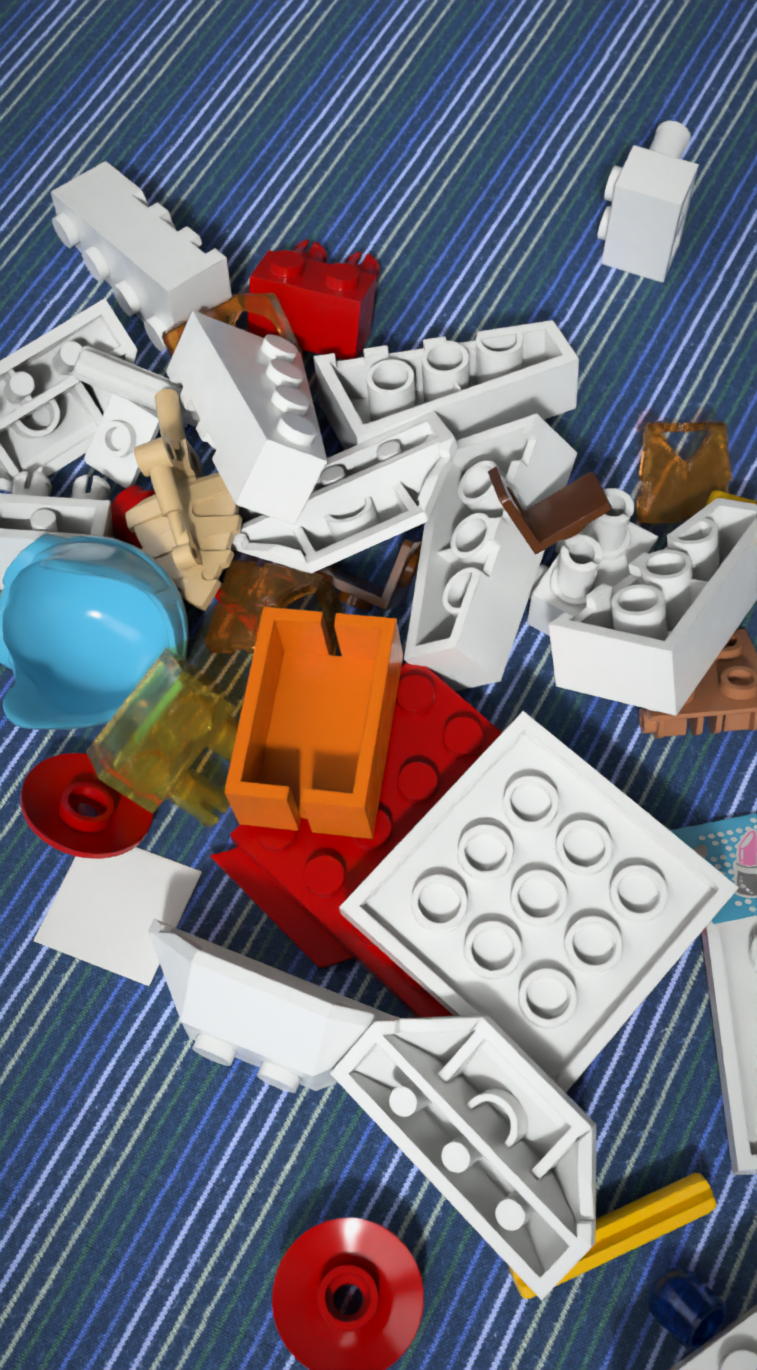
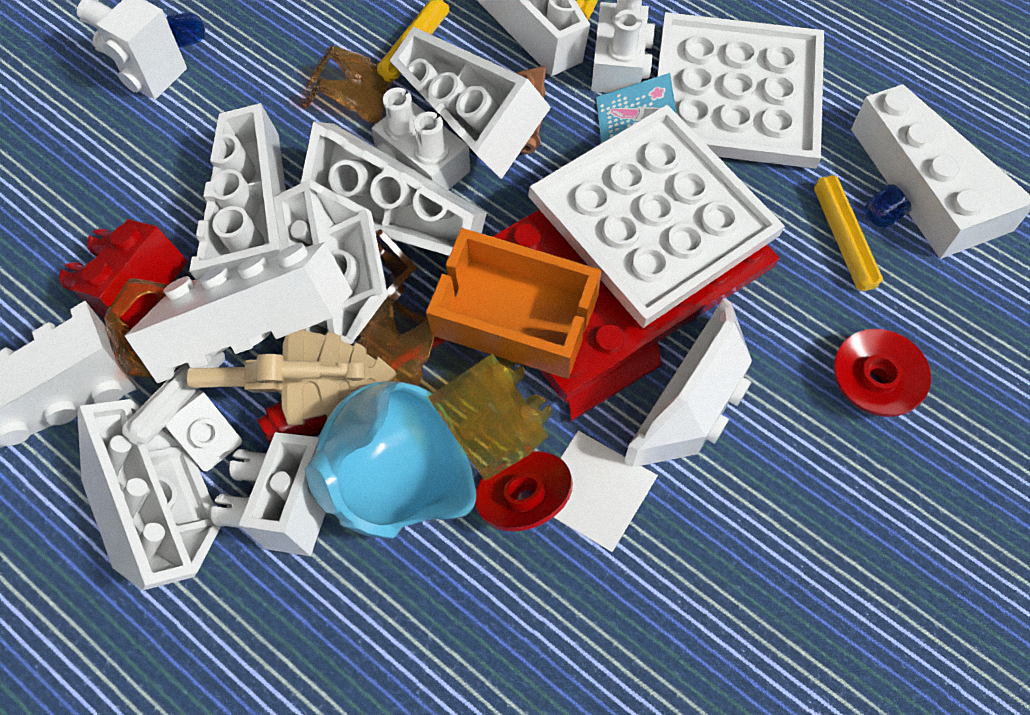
camera: 80 degrees left, 0 degrees up
(485, 1135) = (802, 265): white wedge -> none
(558, 515) = (396, 125): reddish brown bracket -> none
(721, 260) = (186, 28): none -> clear blue piece

